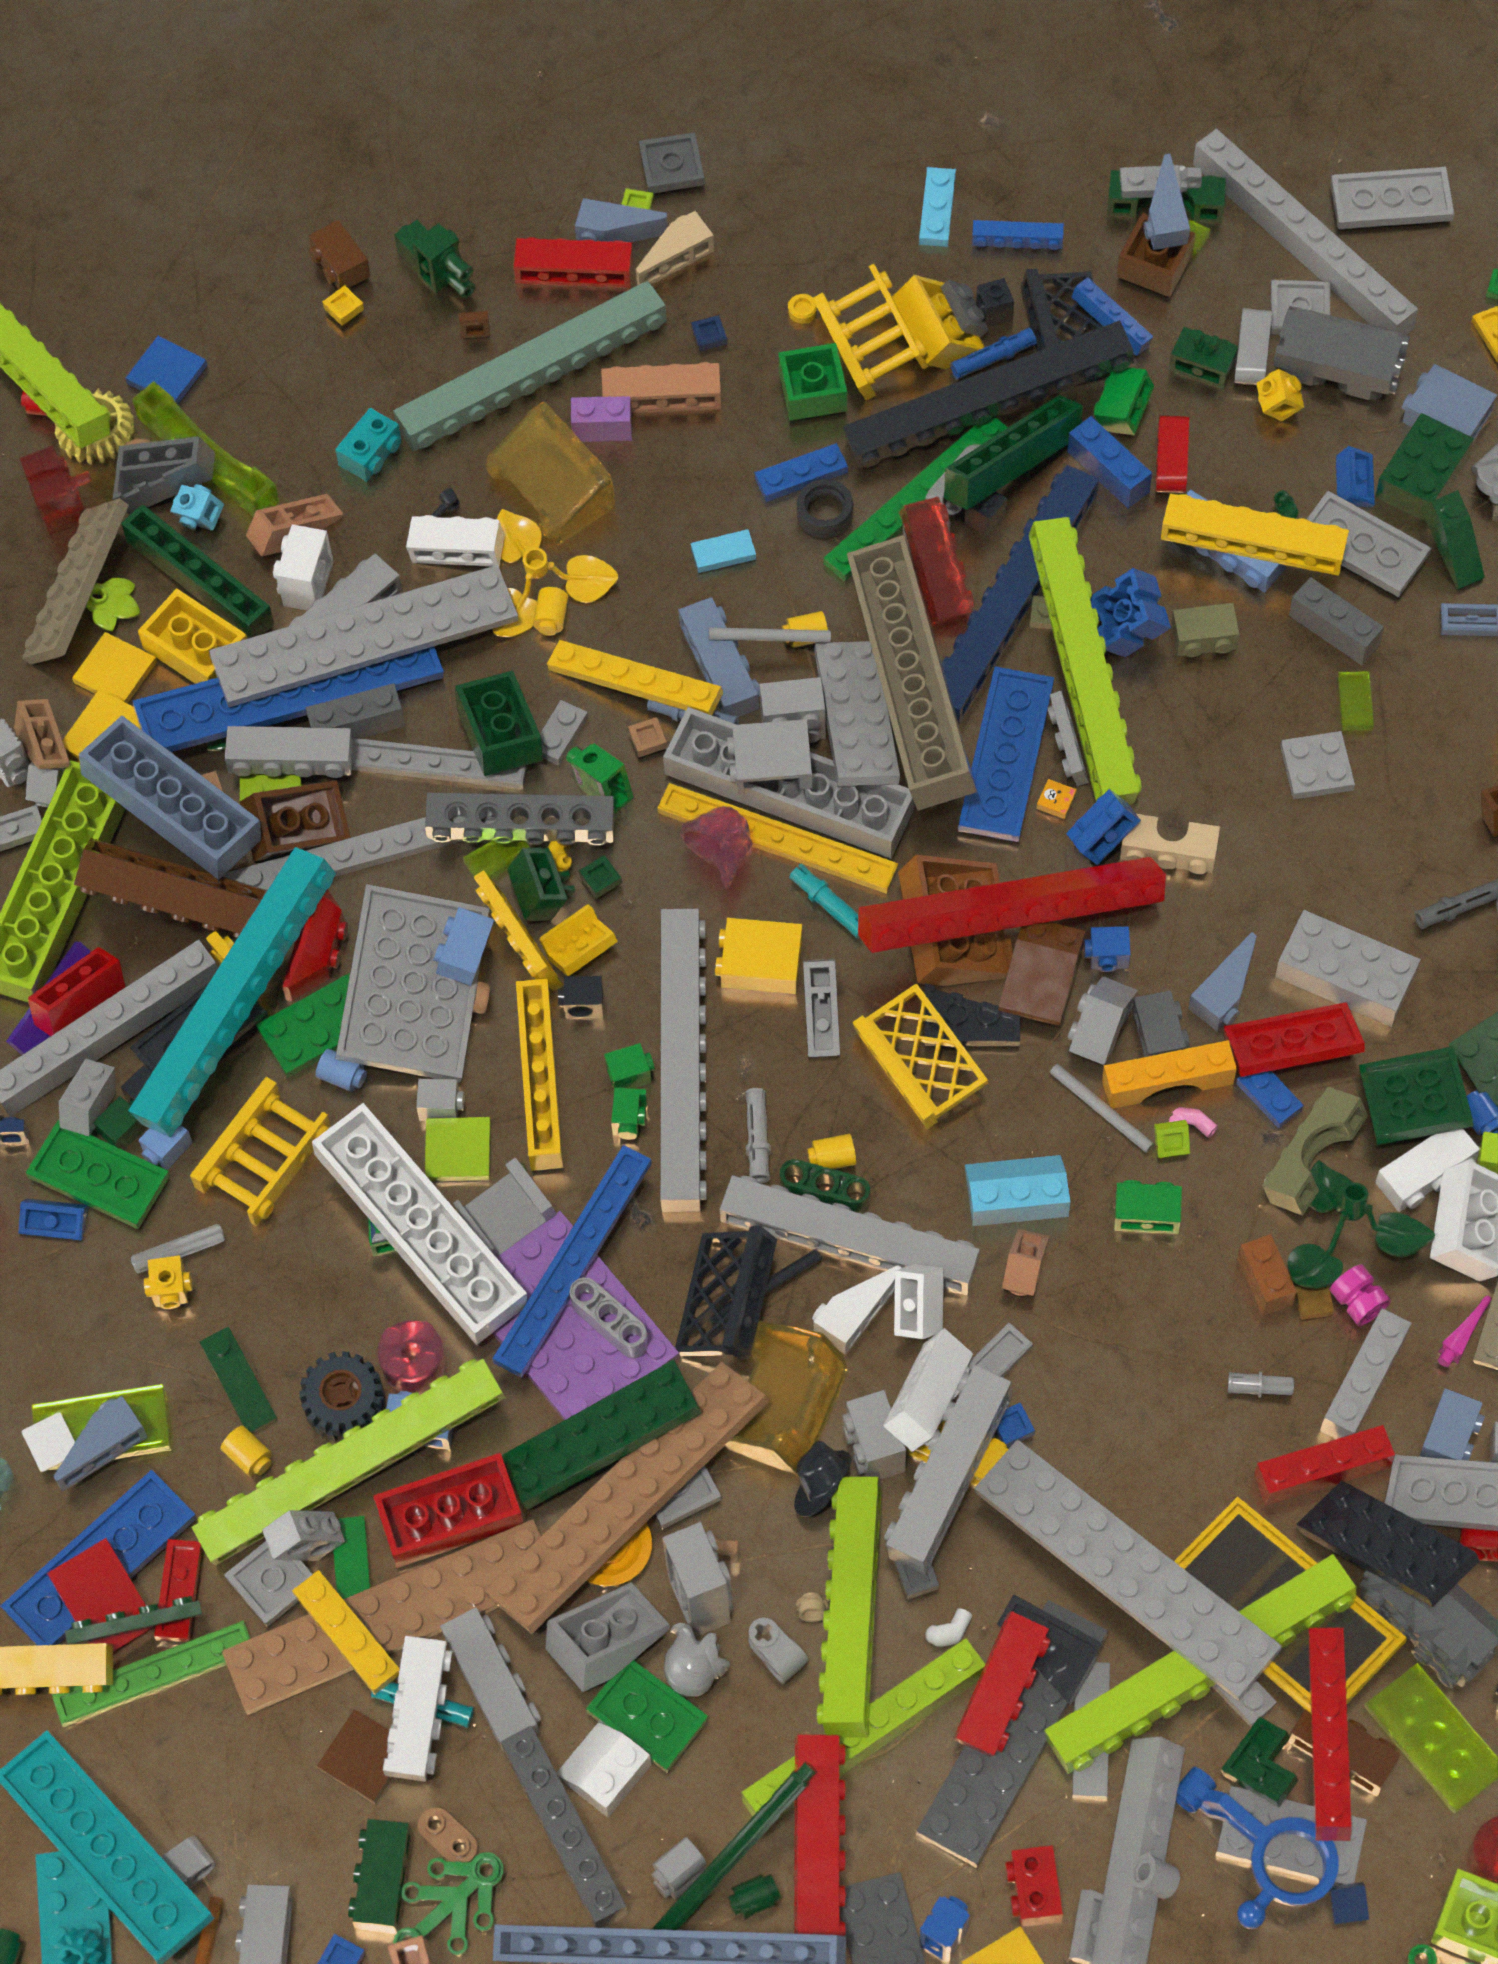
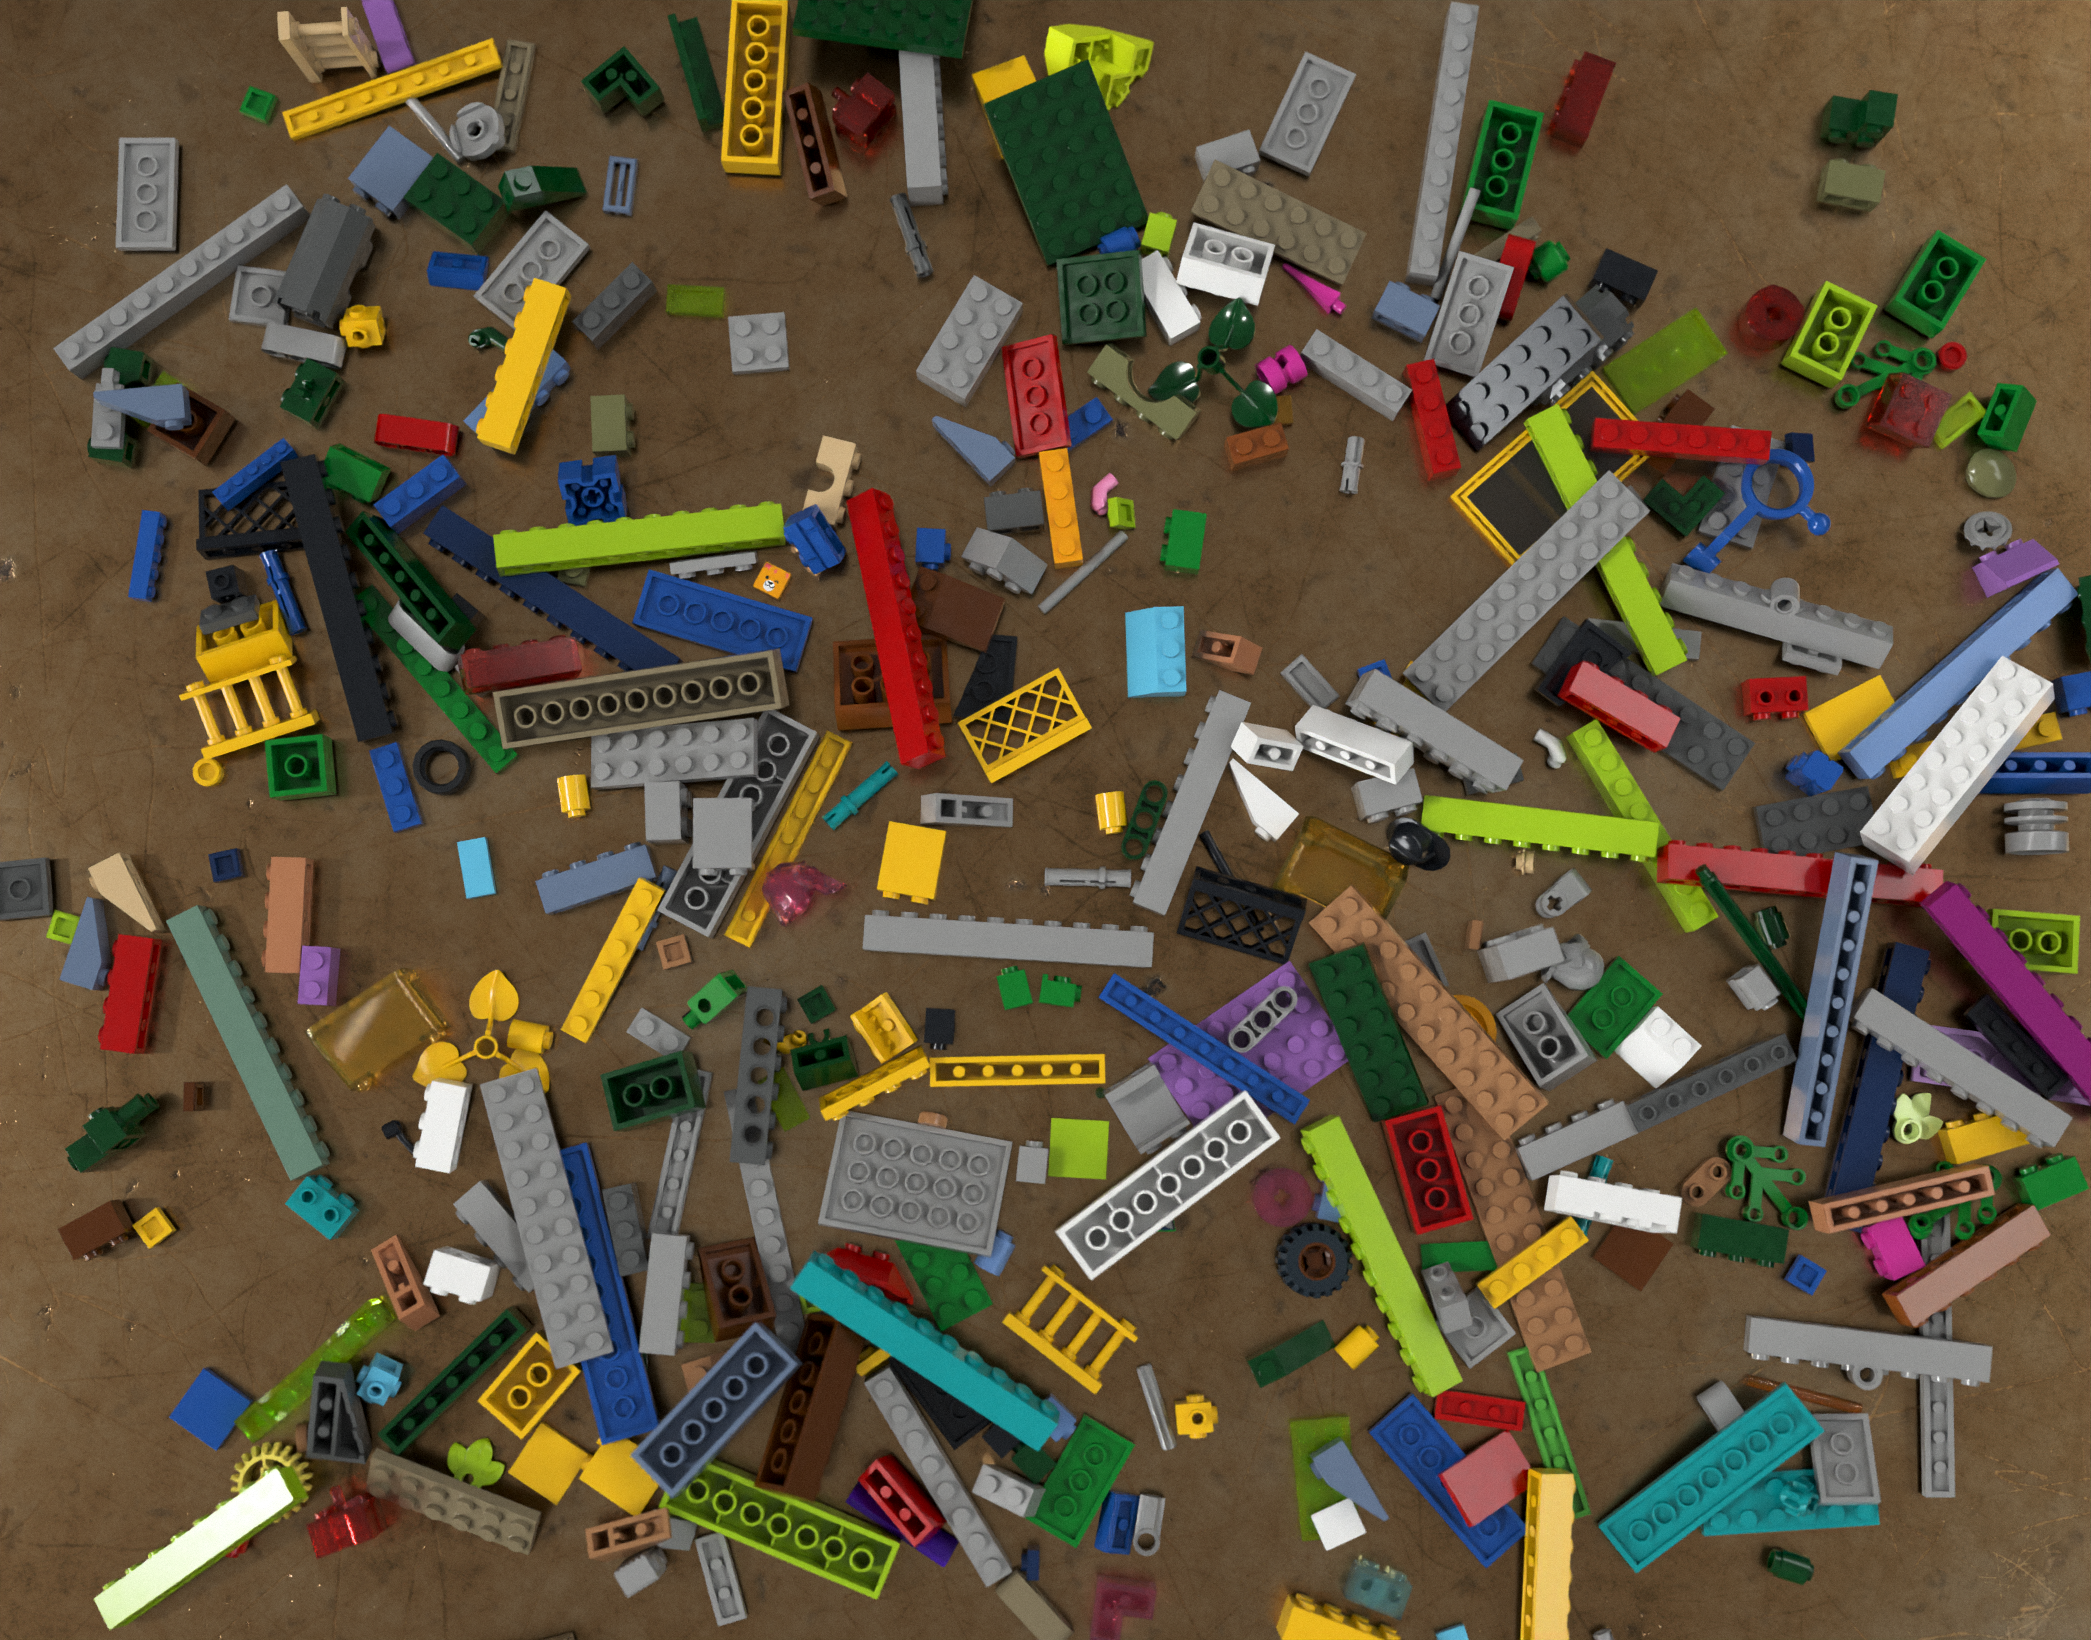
camera: 90 degrees left, 20 degrees up
(53, 1245) = (1149, 1521): none -> light grey piece
(119, 1623) = (1518, 1453): dark green plate -> none
(464, 945) = (887, 1134): medium blue brick -> none
(753, 634) = (583, 829): light grey bar -> none
(937, 207) = (103, 631): medium azure plate -> none

